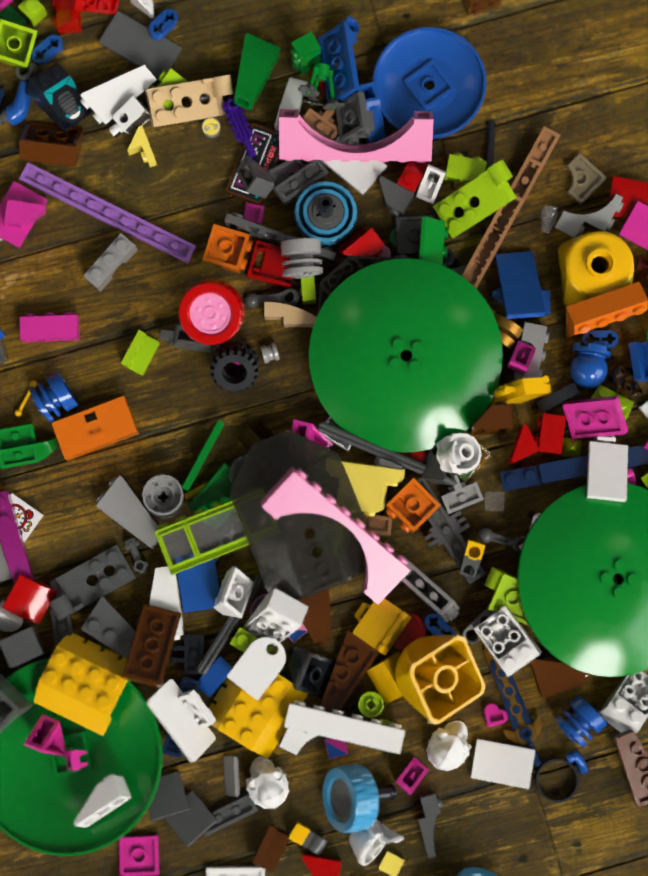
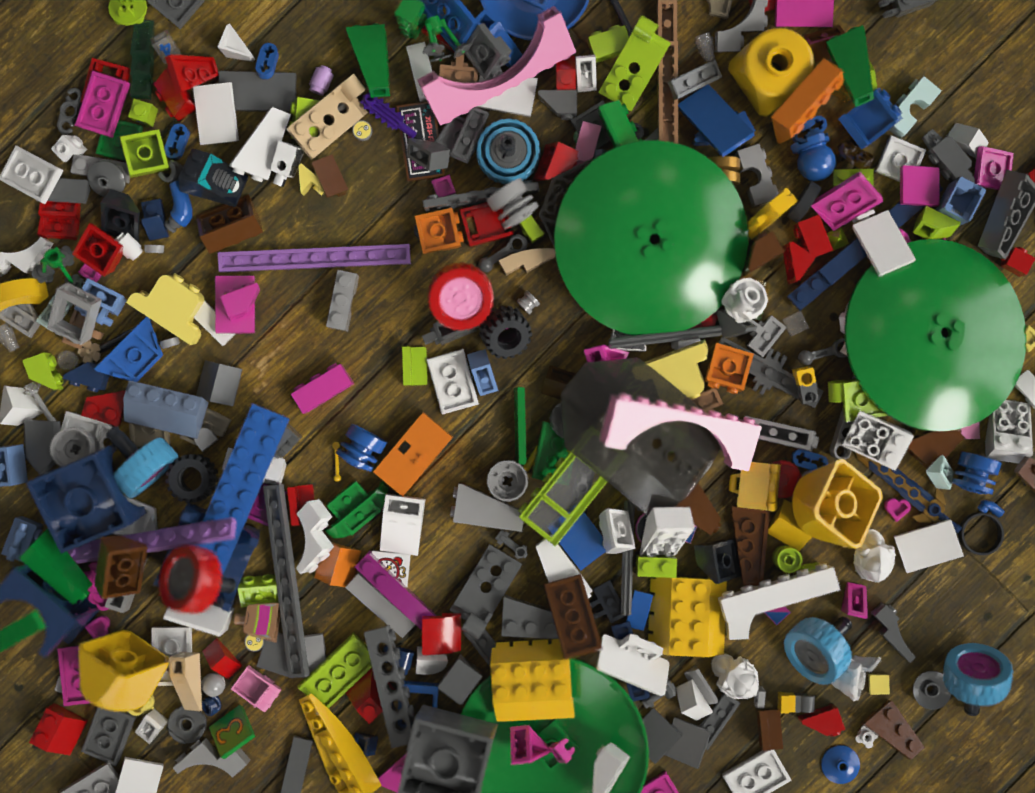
camera: 30 degrees left, 5 degrees up
(50, 483) = (402, 524): none -> white slope
(94, 44) = (215, 113): none -> white tile
(160, 150) = (329, 176): none -> reddish brown panel
(166, 385) = (452, 381): none -> white tile
(195, 391) = (482, 372): none -> medium blue slope
(200, 65) = (321, 80): none -> lavender brick
(201, 763) = (670, 692): none -> dark grey bar
(216, 785) = (692, 701): none -> white slope
(258, 668) = (675, 584): white tile -> none
(277, 815) = (759, 699): none -> light grey tile
(399, 242) = (587, 141): none -> bright pink tile
(521, 357) = (753, 184): dark pink slope -> none
(522, 240) = (694, 79): none -> dark grey tile
(549, 704) = (941, 473): none -> light aqua slope
(597, 683) = (971, 432): none -> bright pink tile

